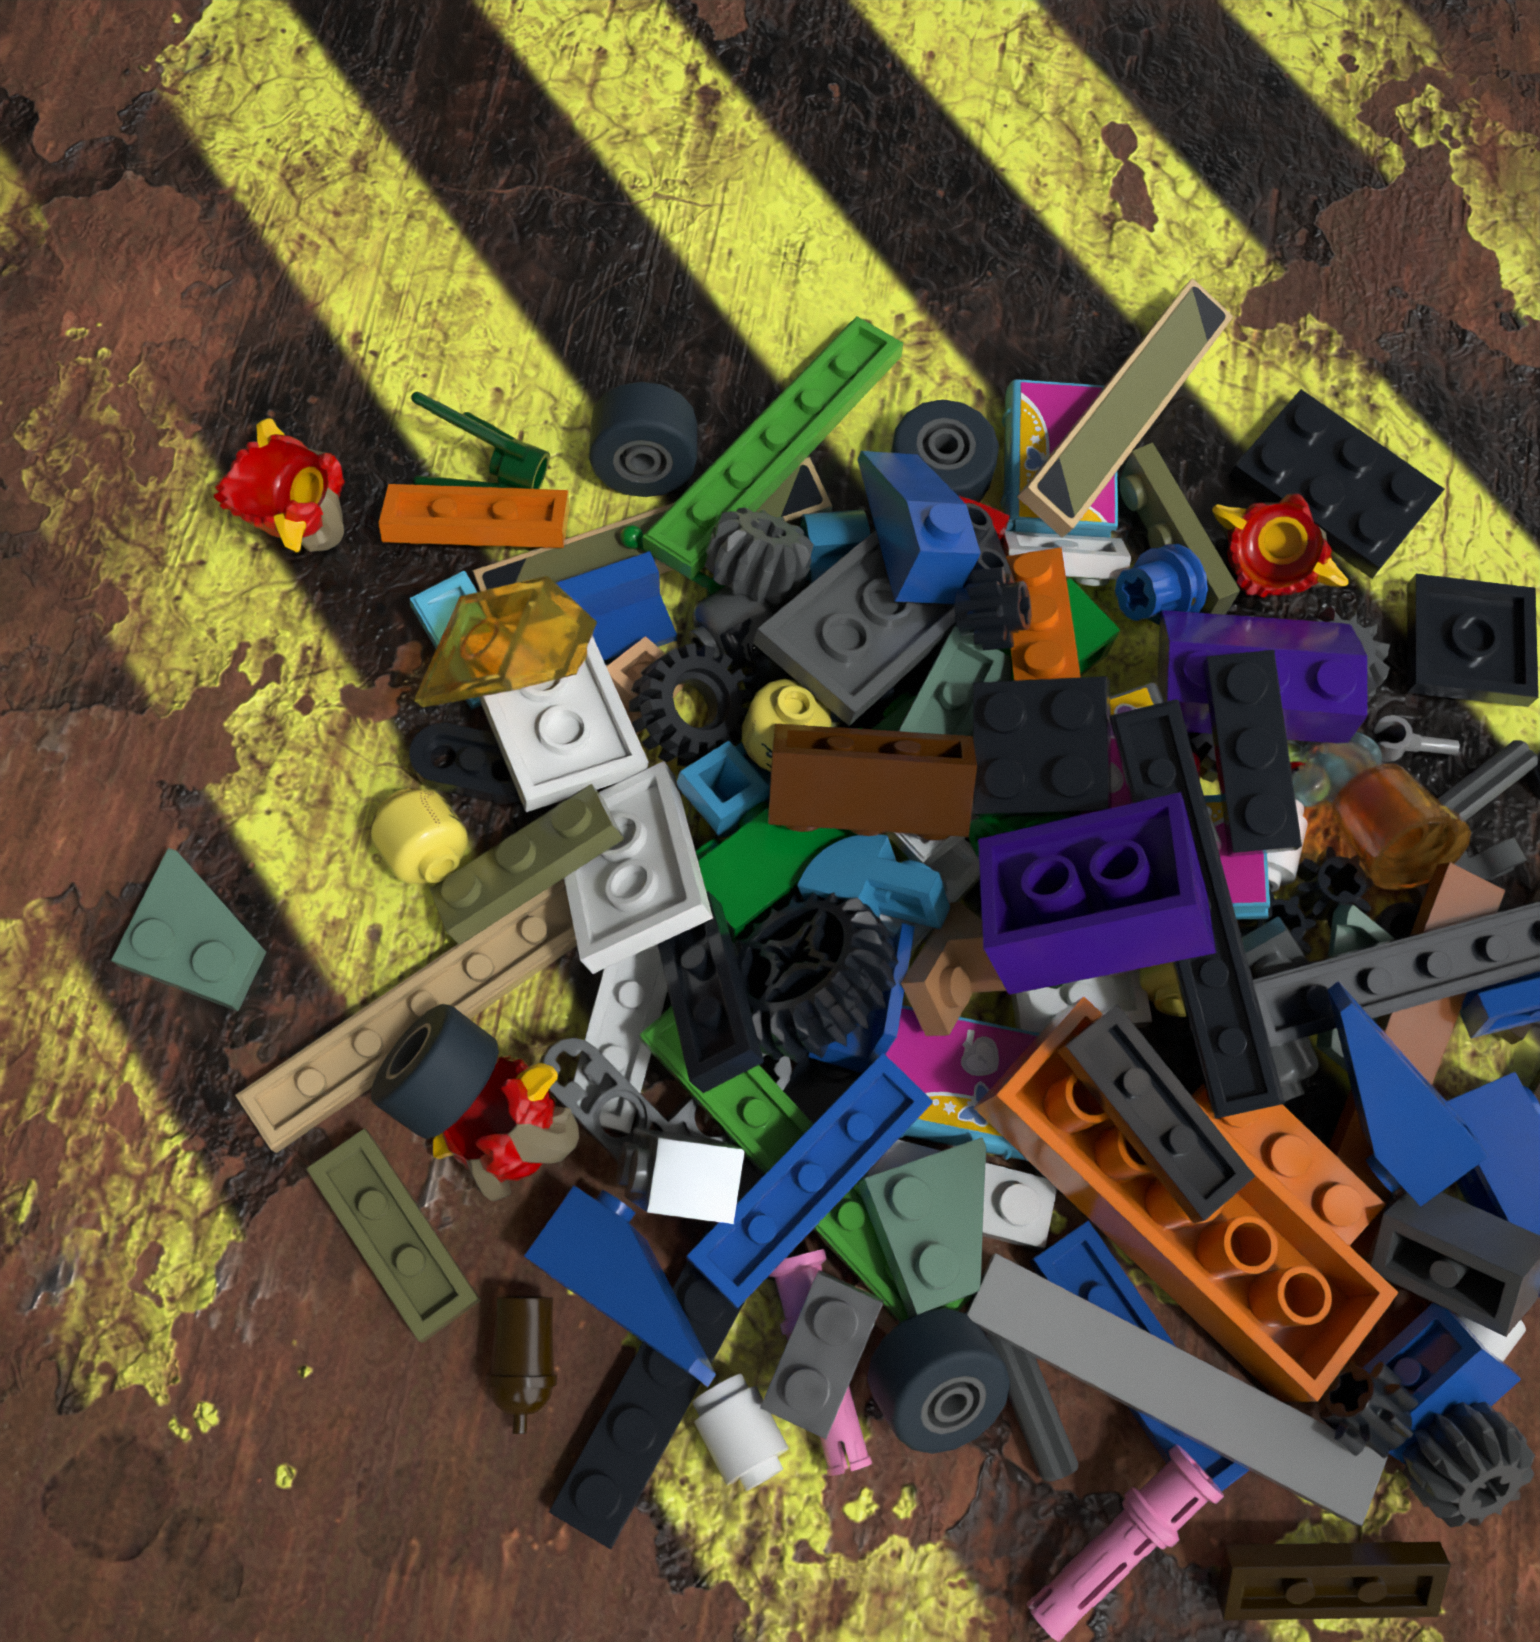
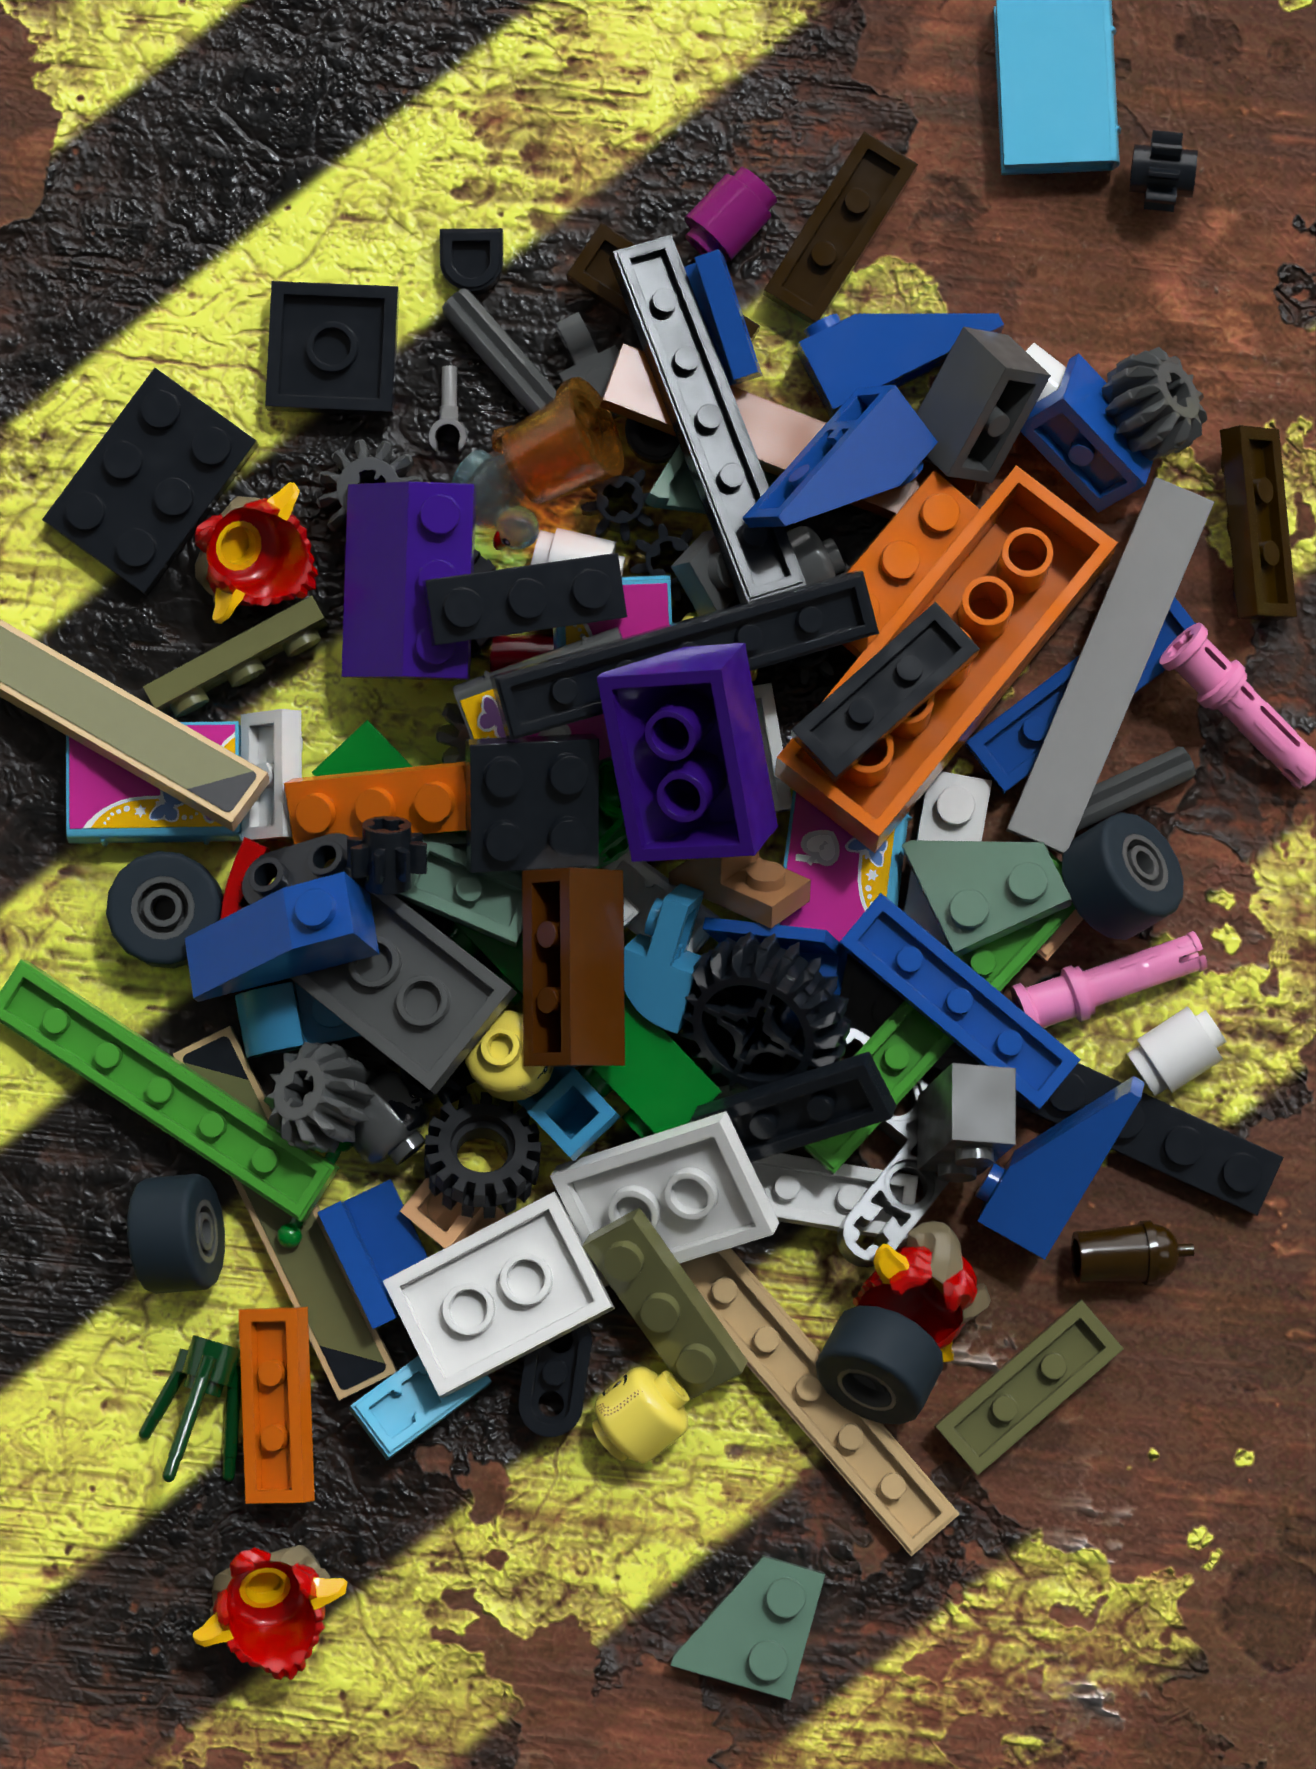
camera: 85 degrees left, 15 degrees up
(507, 642) = (459, 1345): clear yellow slope -> none
(822, 1354) = (1108, 981): flat silver plate -> none
(1162, 580) = (307, 675): blue piece -> none
(1368, 1409) = (1119, 495): black gear -> none

